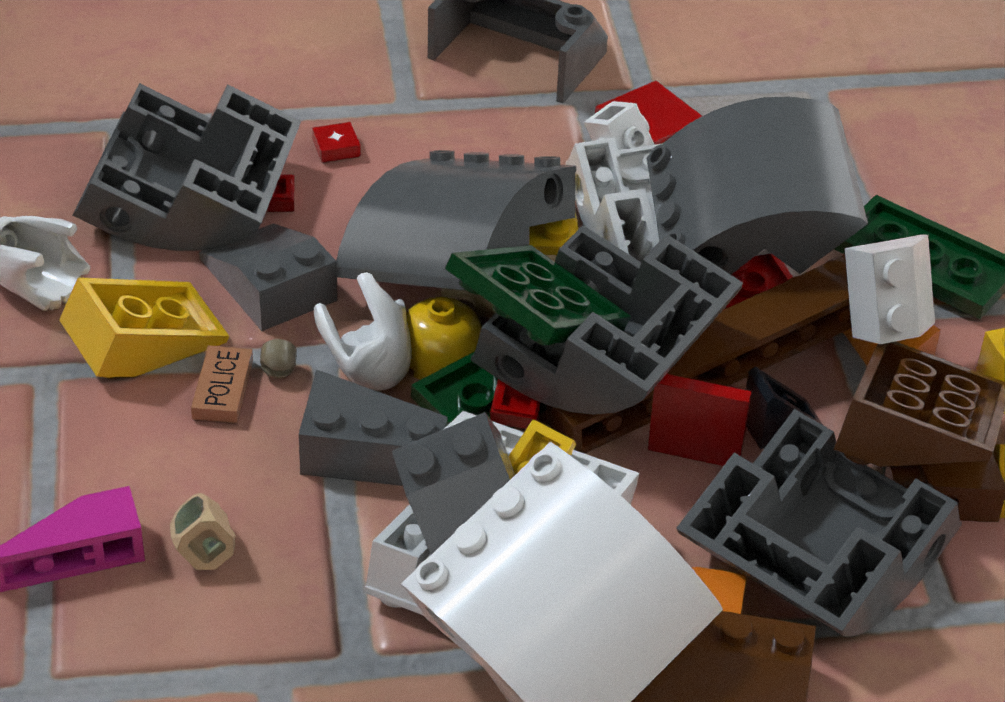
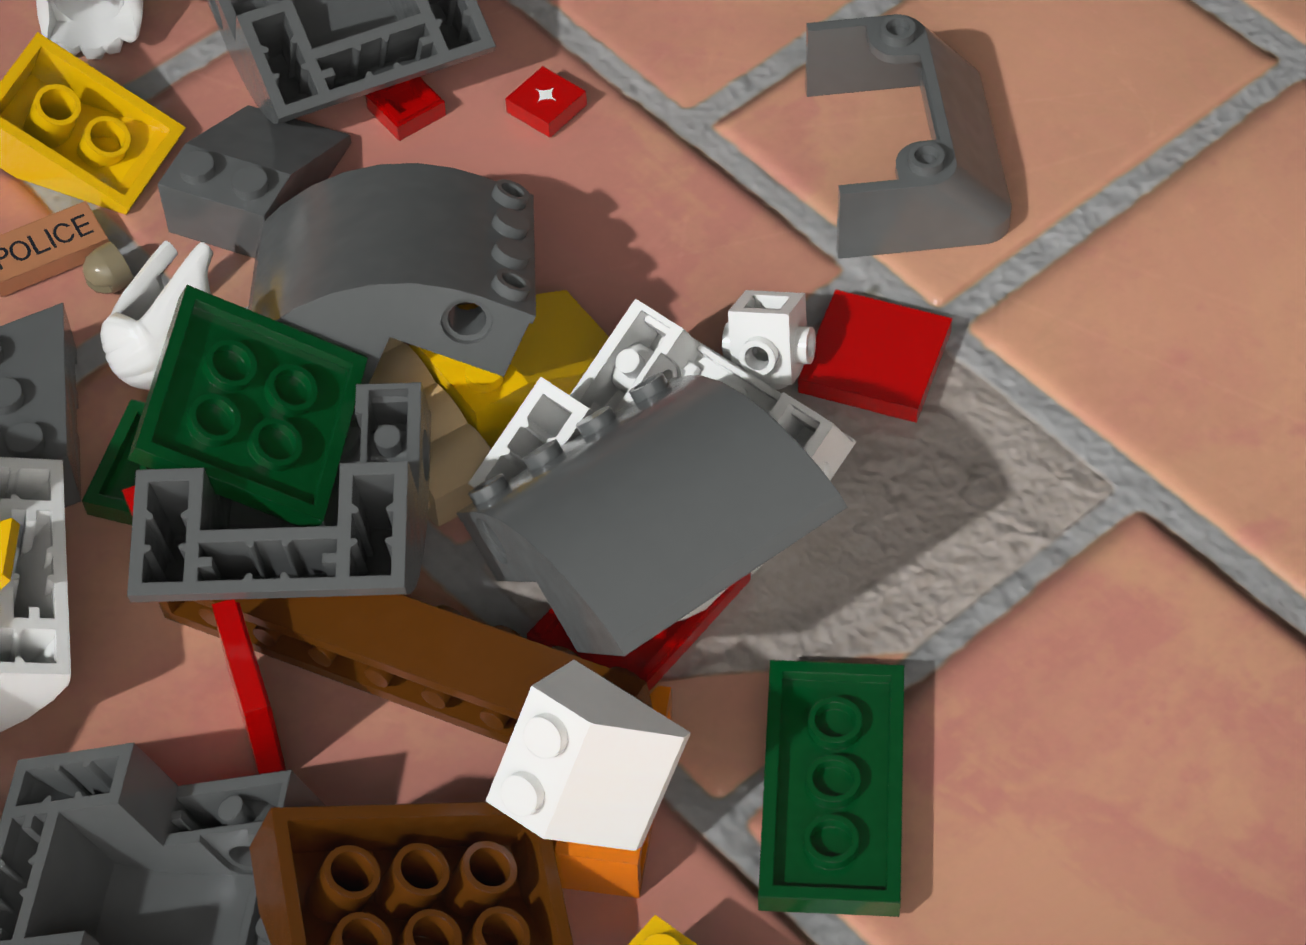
camera: 60 degrees right, 10 degrees up
(771, 406) = (361, 762): black slope -> none

